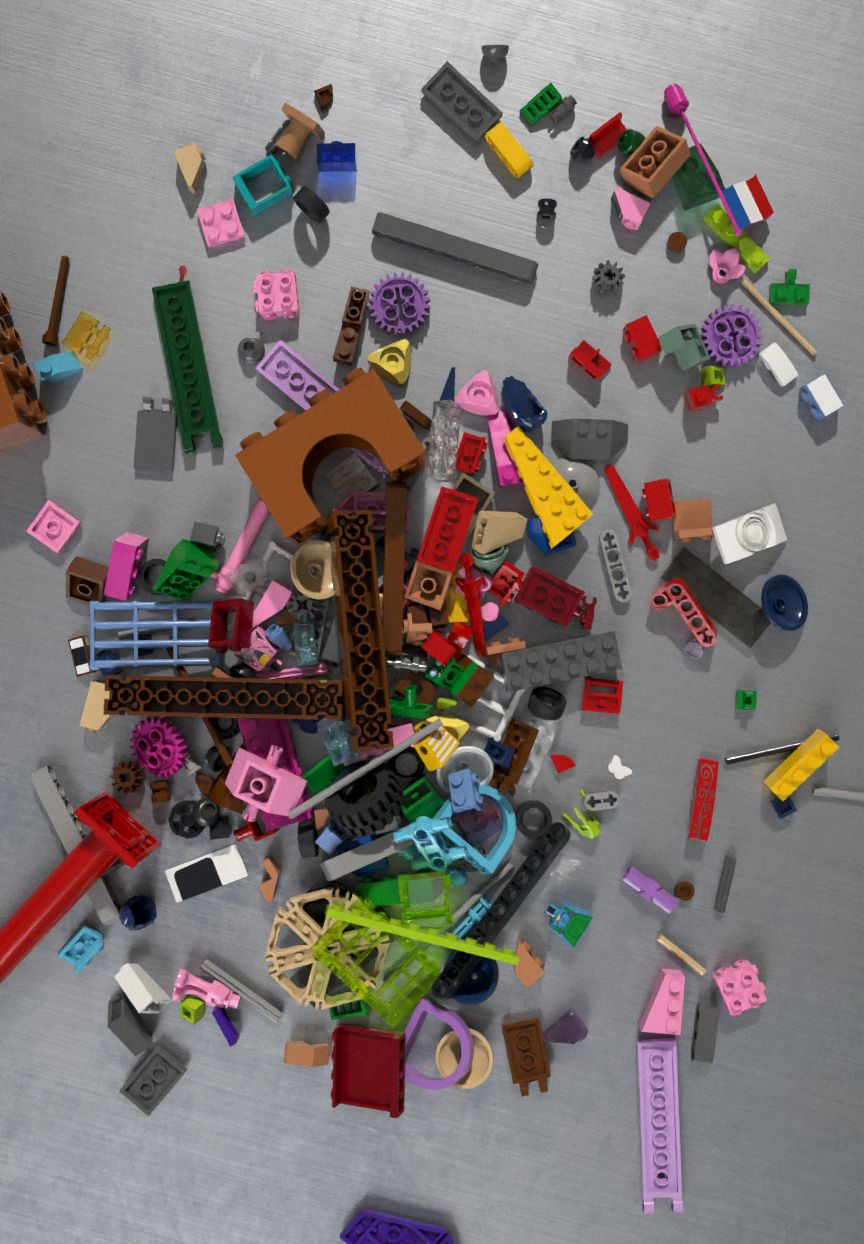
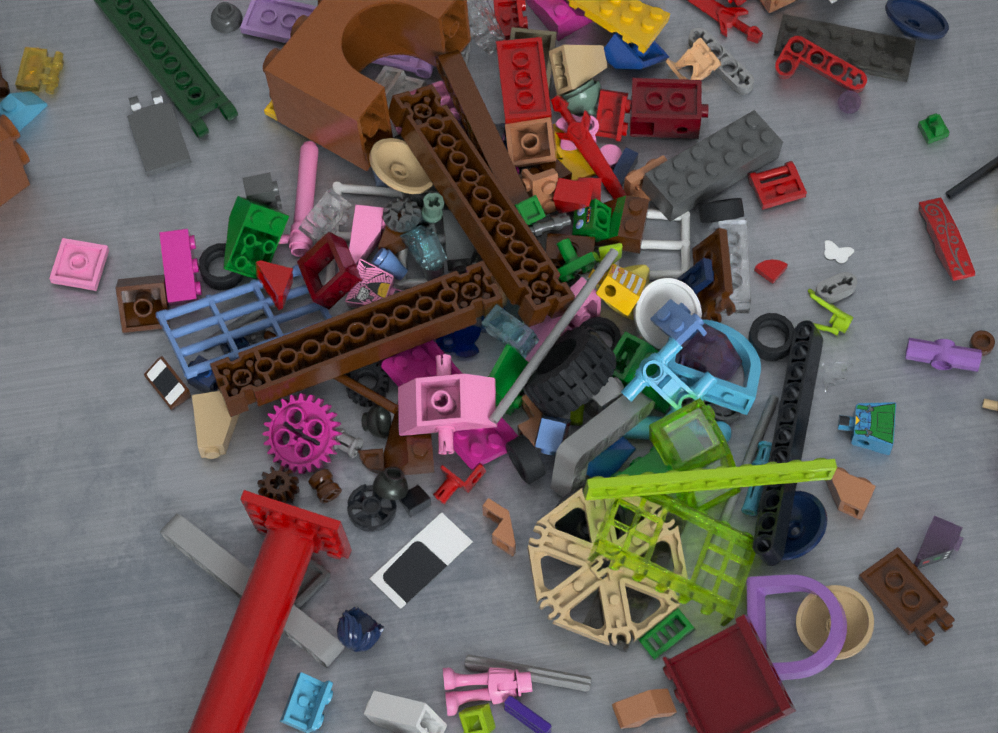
camera: 20 degrees left, 25 degrees down
(188, 616) = (275, 280): none -> red slope
(321, 611) = (432, 208): none -> sand green bush
(396, 653) = (530, 210): none -> green tile
(587, 617) = (718, 117): dark red plate -> none
(599, 561) = (700, 58): none -> light nougat piece

